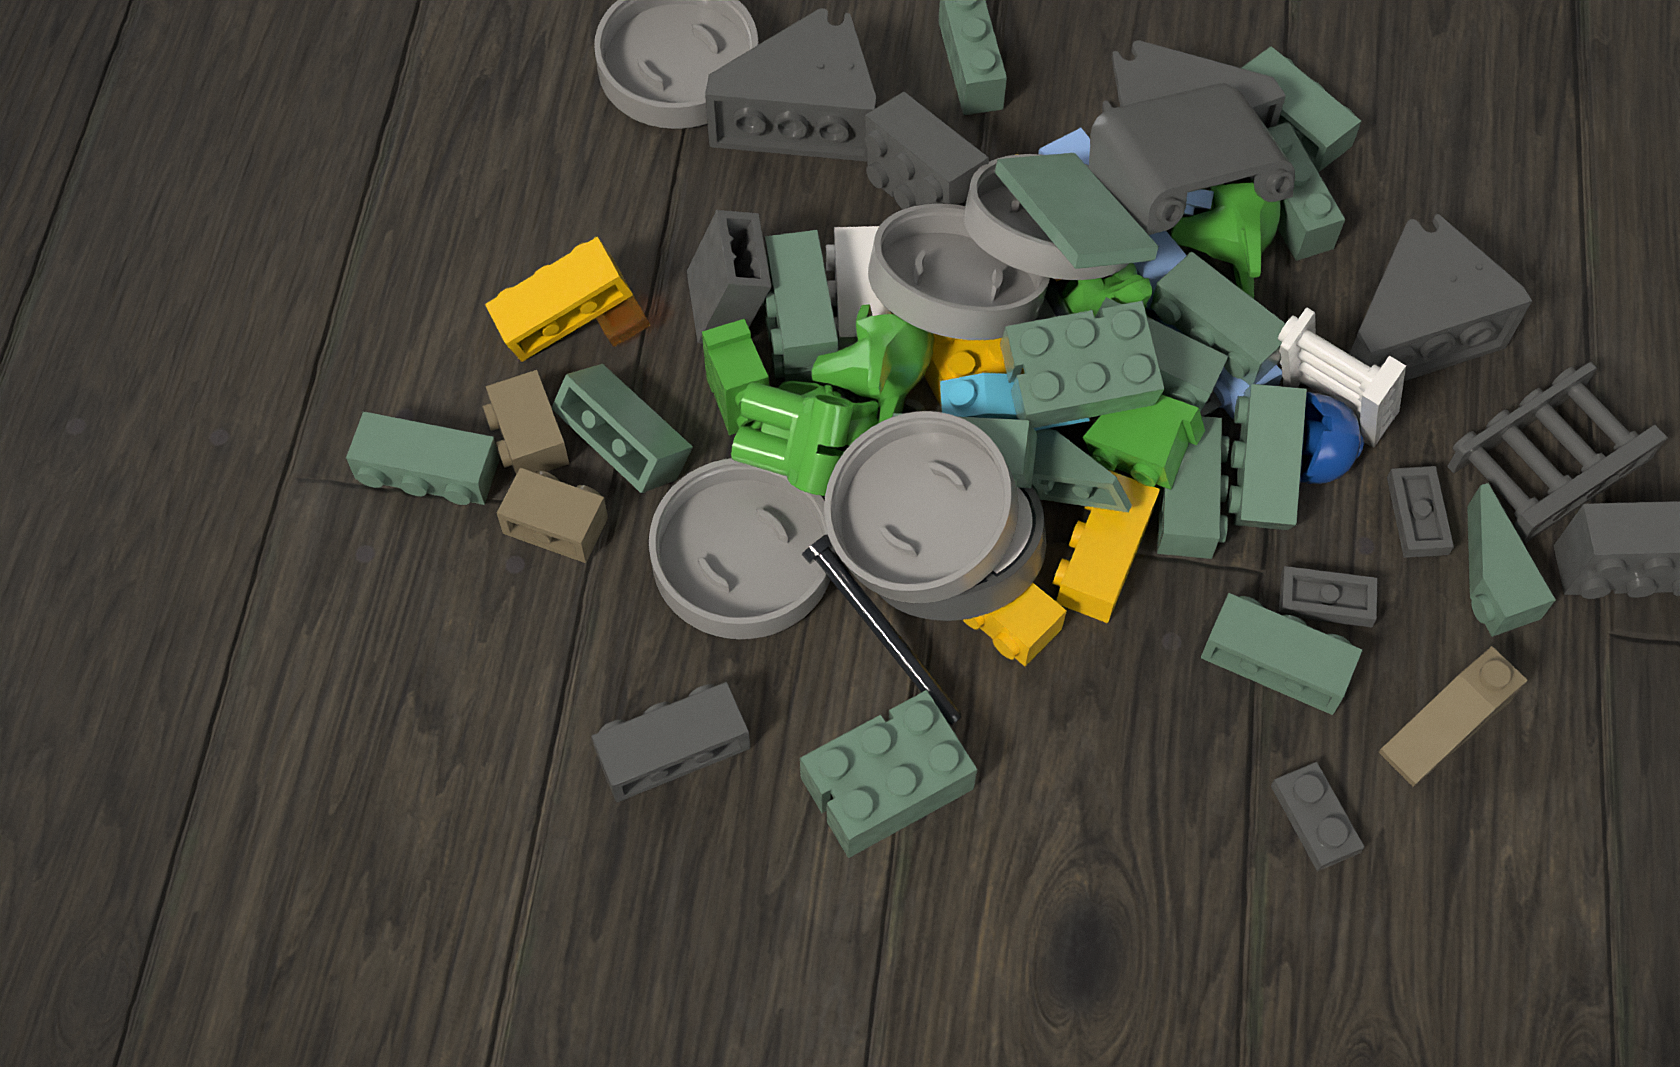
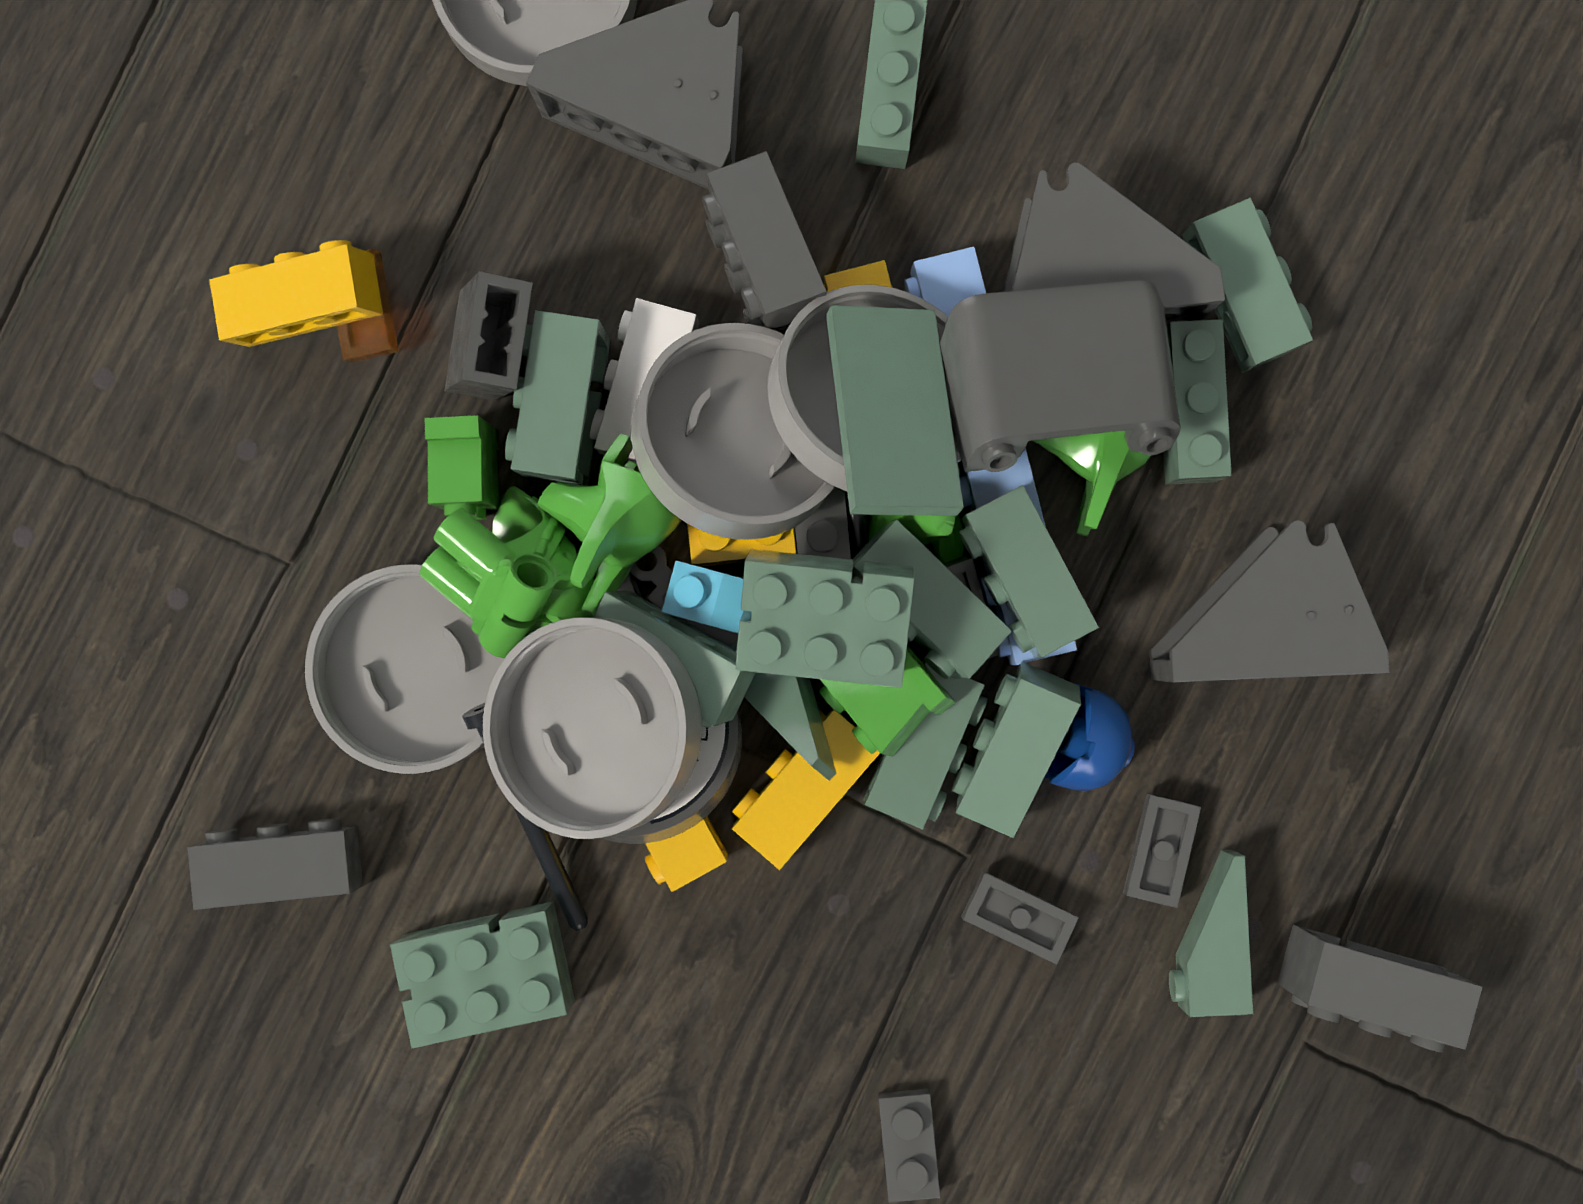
camera: 25 degrees right, 25 degrees up
(423, 458) = (100, 451): sand green brick -> none
(526, 424) = (223, 442): dark tan brick -> none
(553, 514) = (224, 562): dark tan brick -> none
(621, 427) = (323, 482): sand green brick -> none
(1282, 653) = (943, 967): sand green brick -> none
(1368, 391) = (1140, 730): white fence -> none
(1453, 716) = (1092, 1092): dark tan slope -> none
(1564, 492) = (1379, 865): dark grey fence -> none

